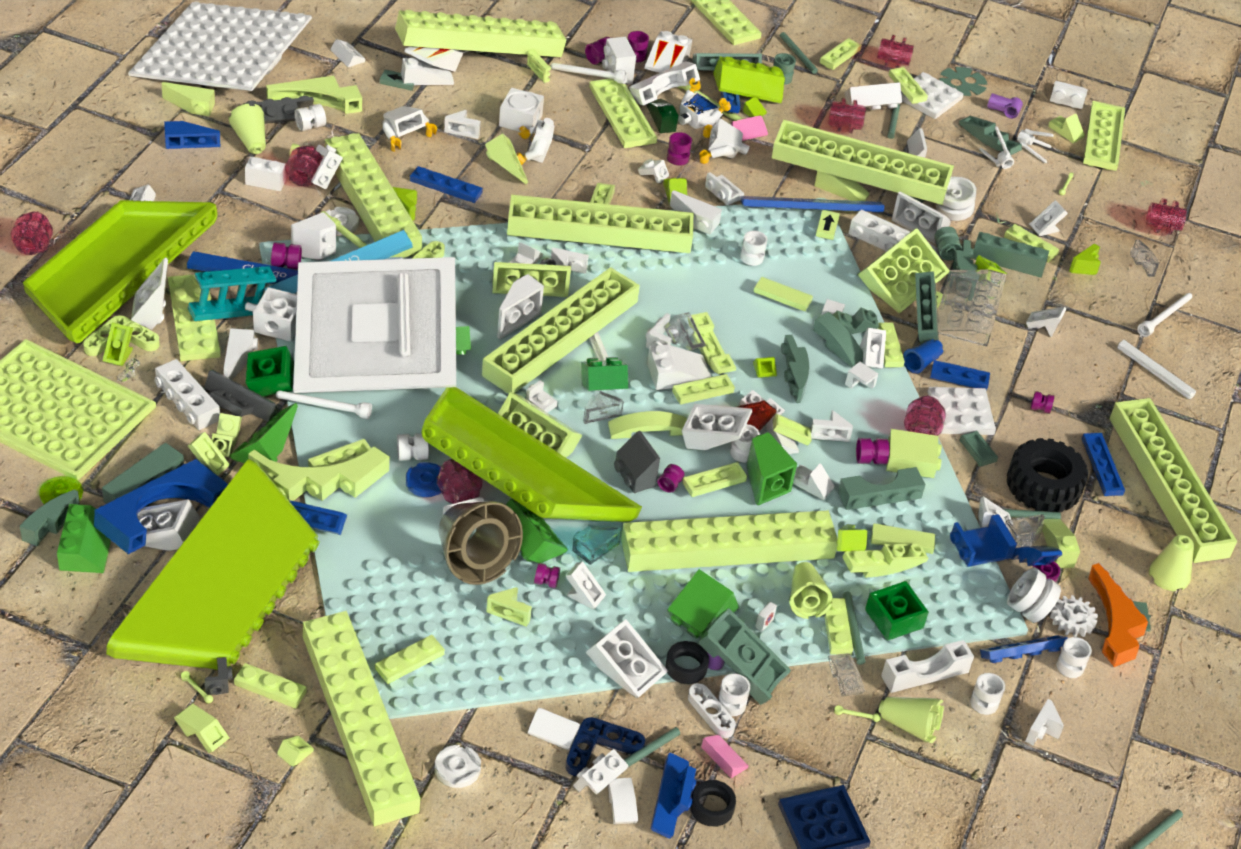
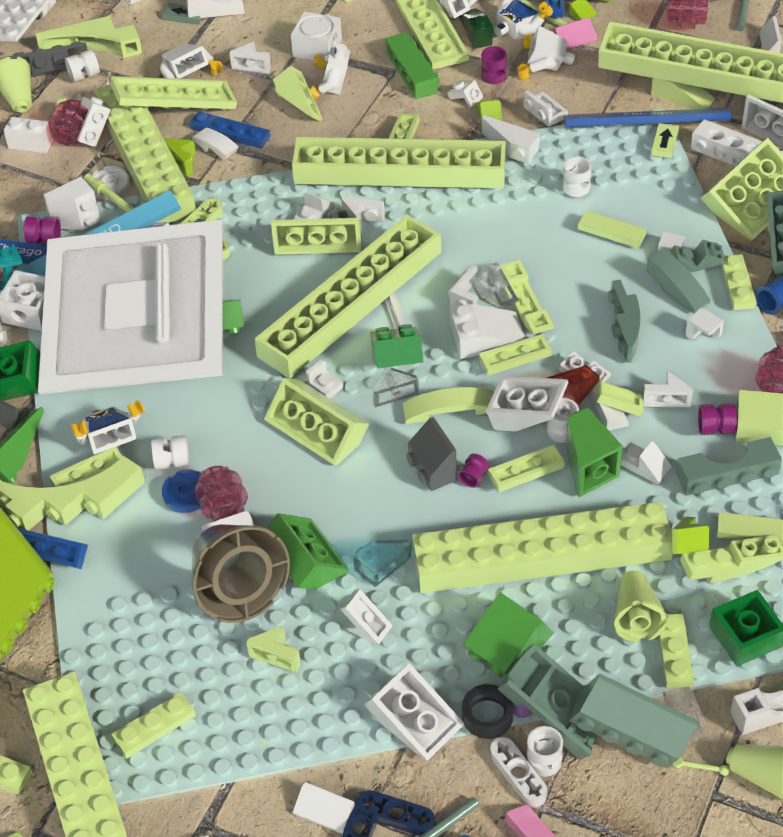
camera: 10 degrees right, 5 degrees up
(359, 422) = (108, 427): none -> torso
(363, 410) = (72, 403): white piece -> none
(397, 148) = (172, 93): none -> yellowish green plate
(433, 192) = (212, 140): none -> white slope
(520, 305) = (301, 269): white slope -> none
(520, 463) = (291, 467): lime windscreen -> none
(547, 575) = (321, 606): magenta wheel -> none
(606, 143) = (412, 65): none -> bright green brick
(765, 367) = (589, 321): lime slope -> none
(765, 616) = (585, 644): white tile -> none
(806, 672) = (632, 721): none -> sand green slope
(857, 644) = (695, 652): sand green bar -> none
(874, 347) = (718, 287): white slope -> none

